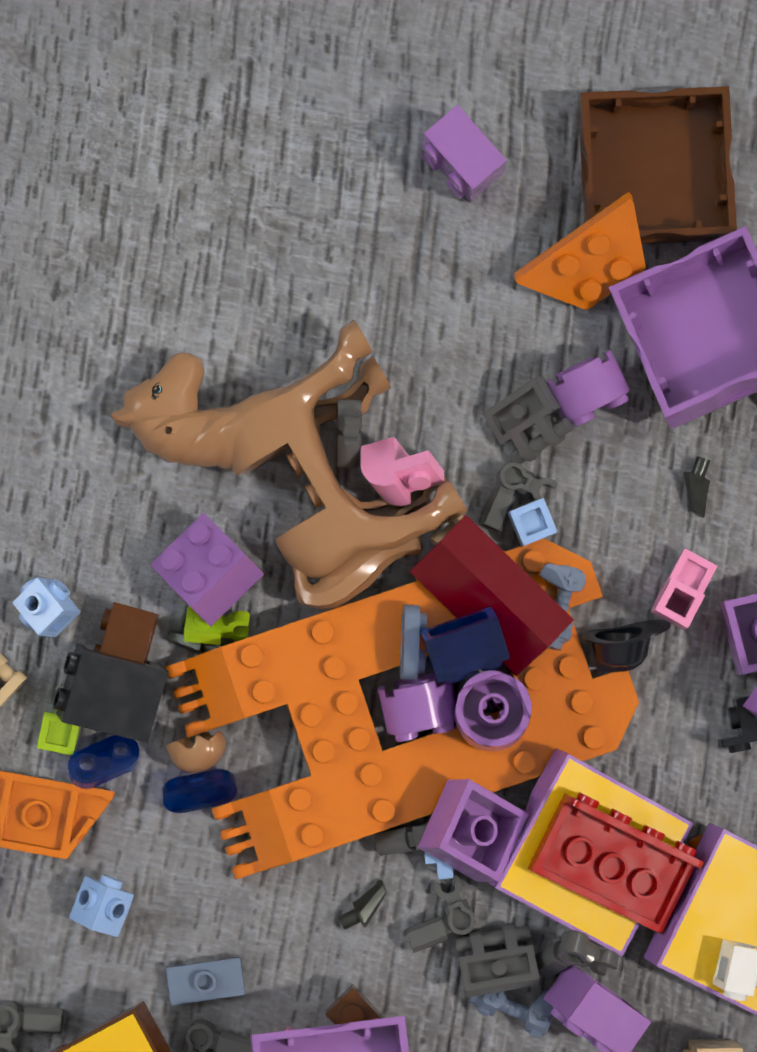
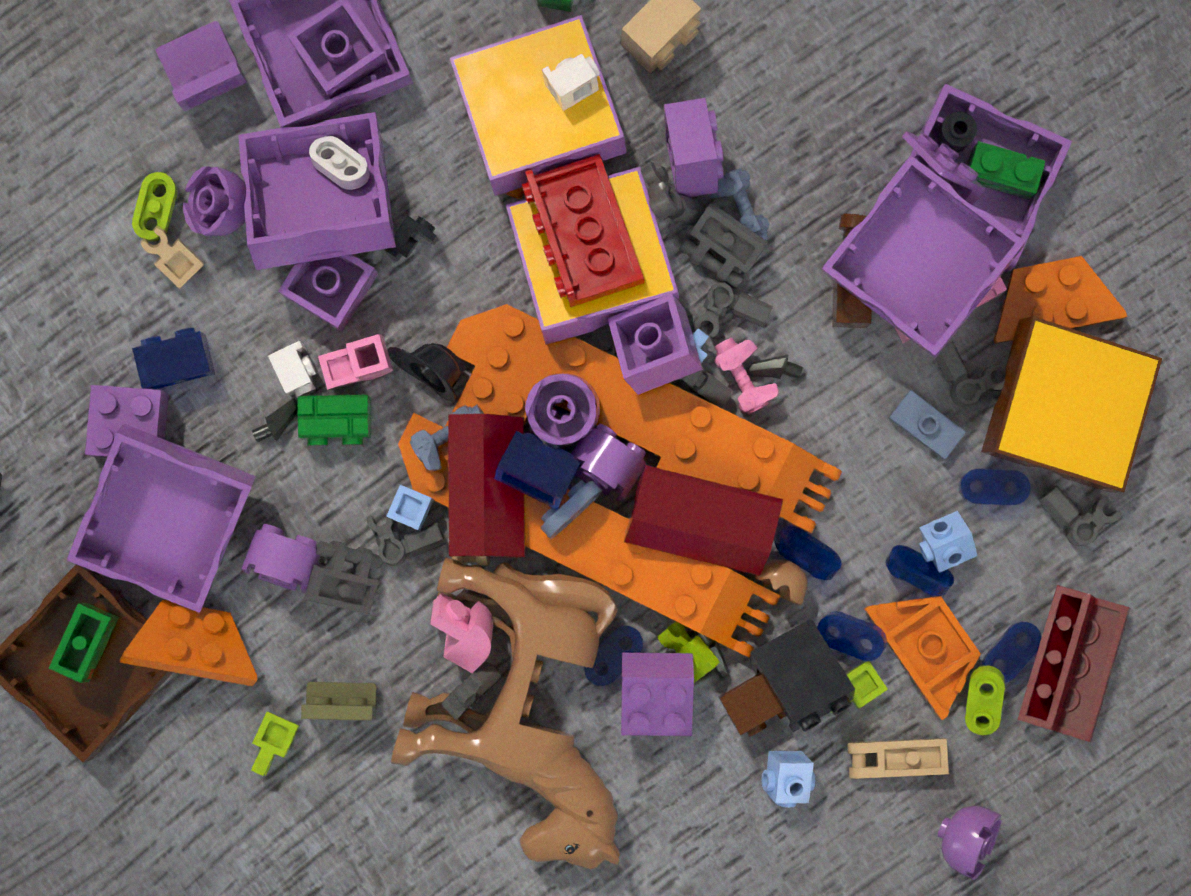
camera: 125 degrees left, 0 degrees up
(107, 984) = (993, 487): none -> clear blue plate
(109, 858) = (911, 567): none -> clear blue plate
(271, 565) = (611, 654): none -> clear blue plate
(302, 733) = (703, 520): none -> dark red slope
(405, 881) = (731, 357): none -> bright pink piece
(437, 327) = (340, 701): none -> olive bracket
(459, 251) = (273, 737): none -> lime plate
(462, 154) = (204, 801): medium lavender brick -> none
(657, 532) = (334, 418): none -> green brick
(671, 179) = (83, 642): none -> green brick
(724, 537) = (294, 370): none -> white brick

